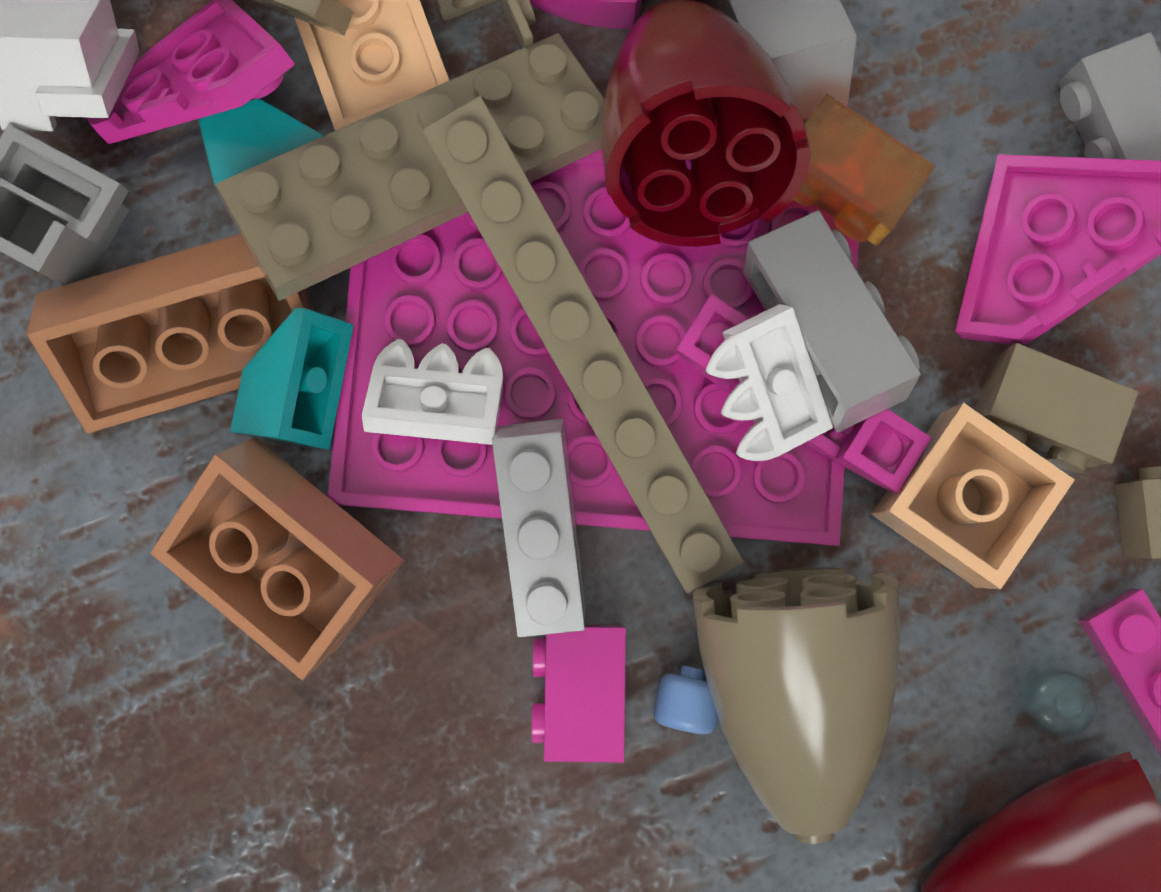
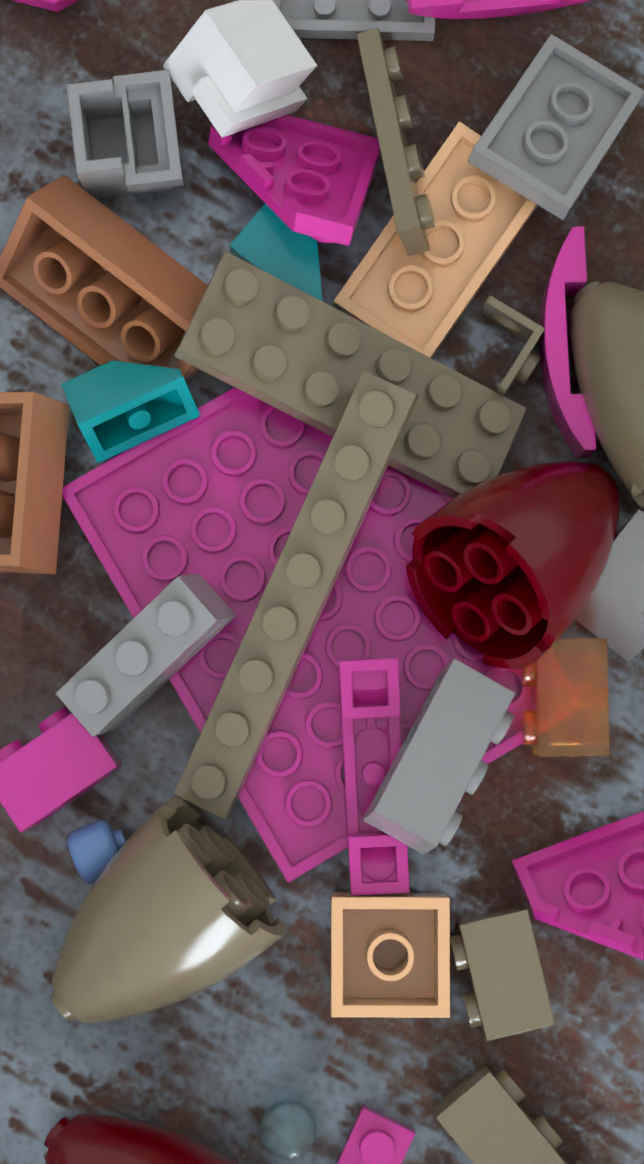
camera: 55 degrees right, 0 degrees up
(435, 397) = (188, 513): white plate -> none
(774, 385) = (361, 750): white plate -> none

